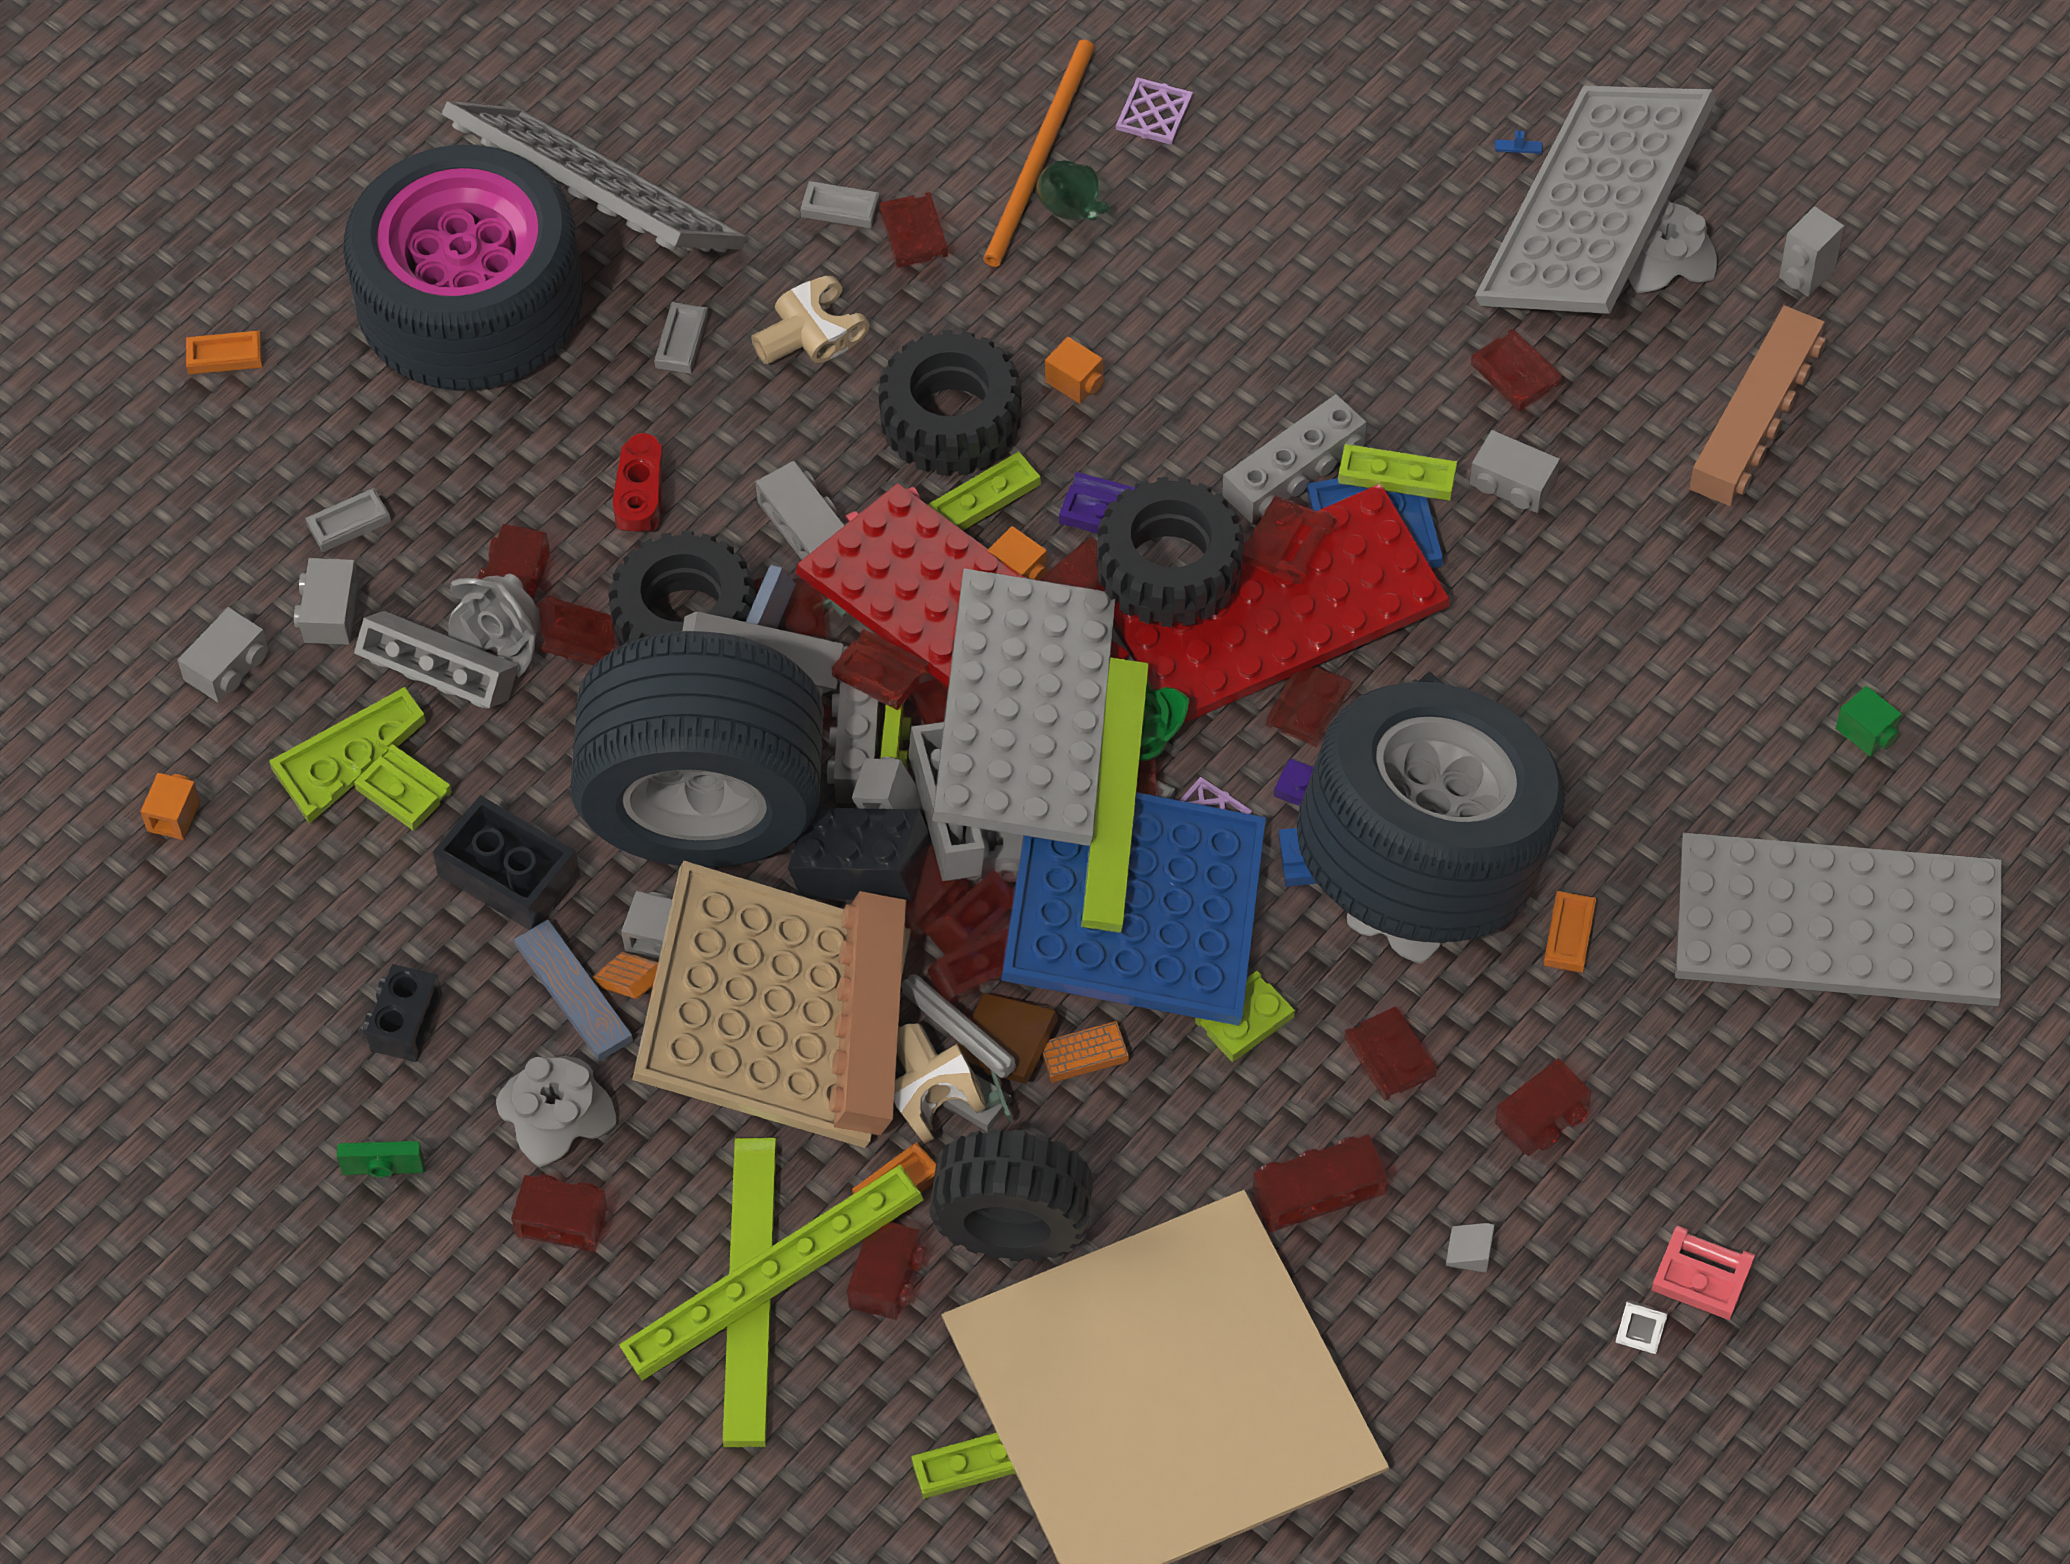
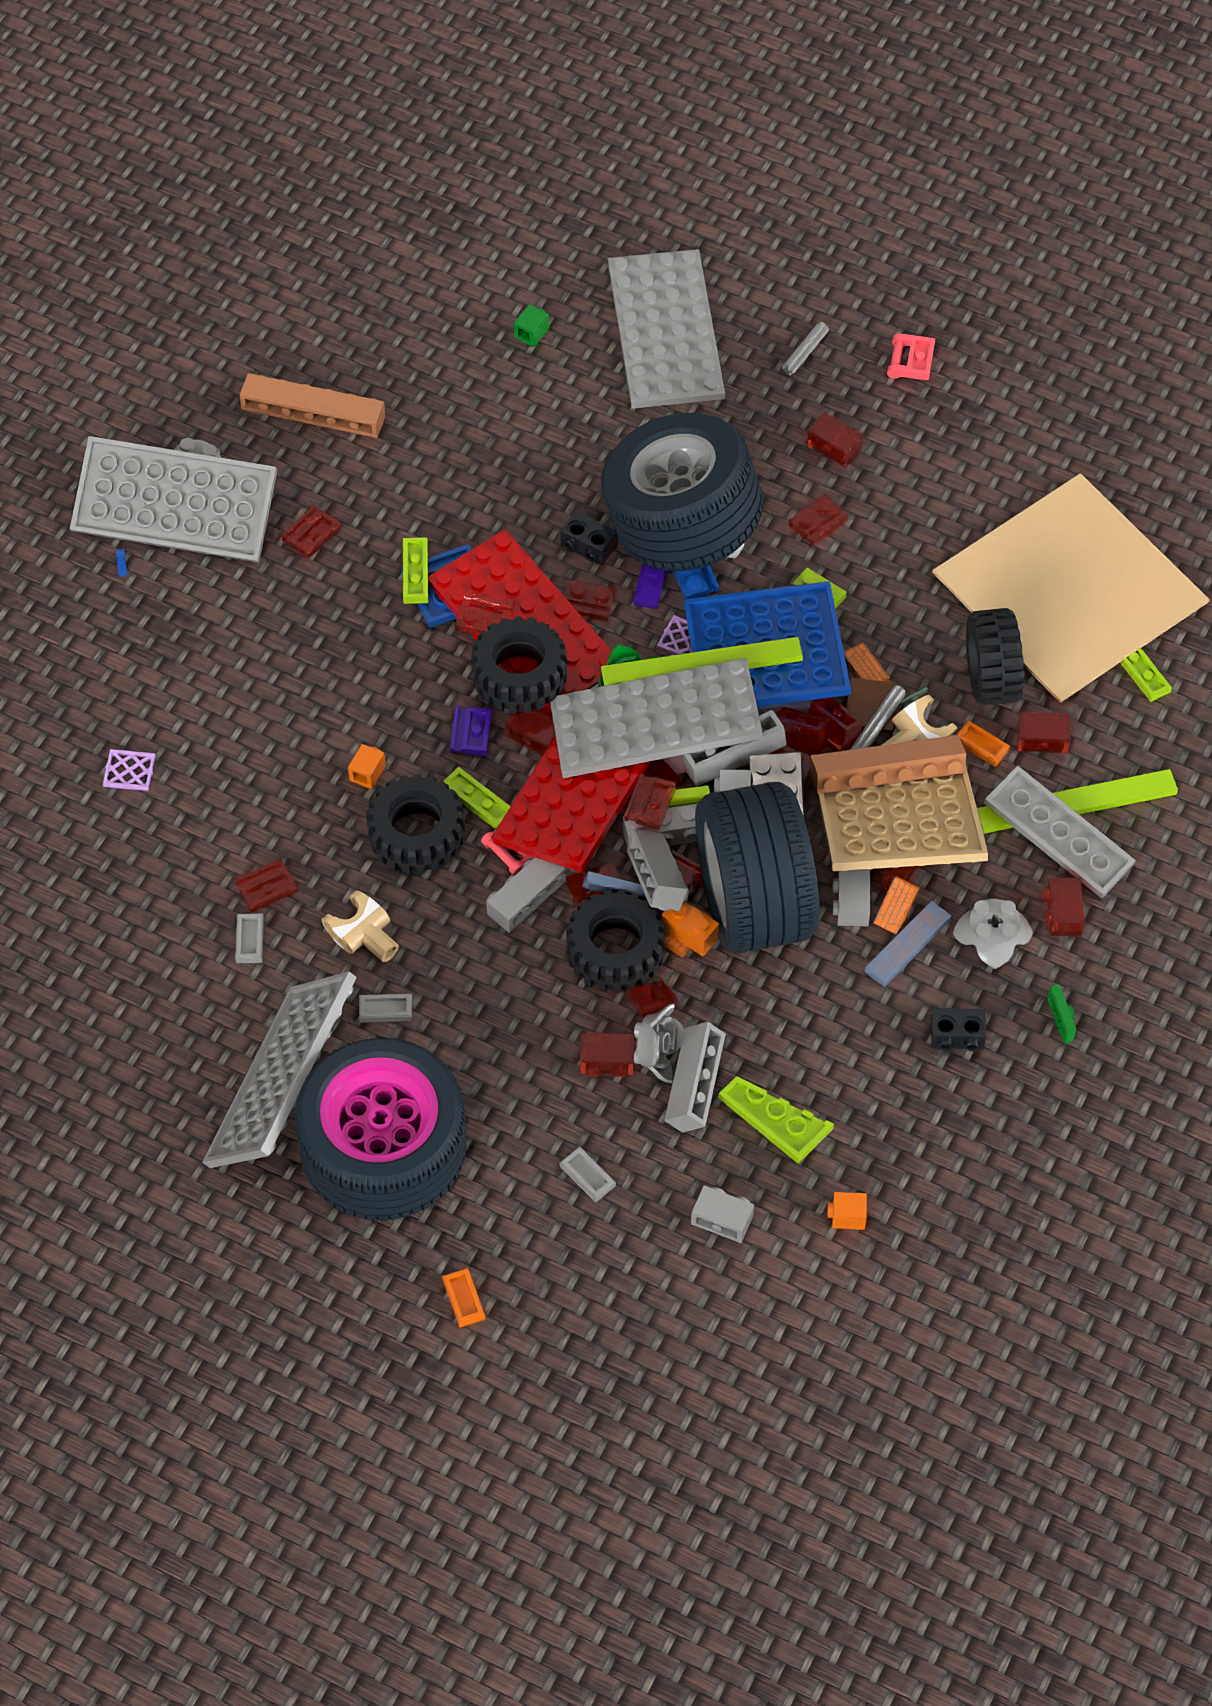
camera: 105 degrees left, 0 degrees up
(327, 601) = (662, 1161): light grey brick -> none
(402, 787) = (793, 1076): lime plate -> none
(506, 863) = (837, 993): black brick -> none
(639, 461) = (537, 991): red piece -> none
(689, 1236) = (1059, 831): none -> light grey plate
(771, 1272) = (1069, 783): lime tile -> none
(1021, 554) = (524, 765): orange brick -> none
(1038, 153) = (180, 827): orange piece -> none
(1070, 191) = (220, 796): clear green hat -> none
(1293, 458) = (410, 633): light grey brick -> none
(1319, 1182) = (917, 534): clear red brick -> none
(1470, 1246) = (930, 461): light grey slope -> none
(1514, 471) = (393, 519): light grey brick -> none
(1641, 1326) = (950, 381): slope -> none
(1754, 1114) = (805, 348): none -> light grey axle
(1811, 251) = (194, 386): light grey brick -> none

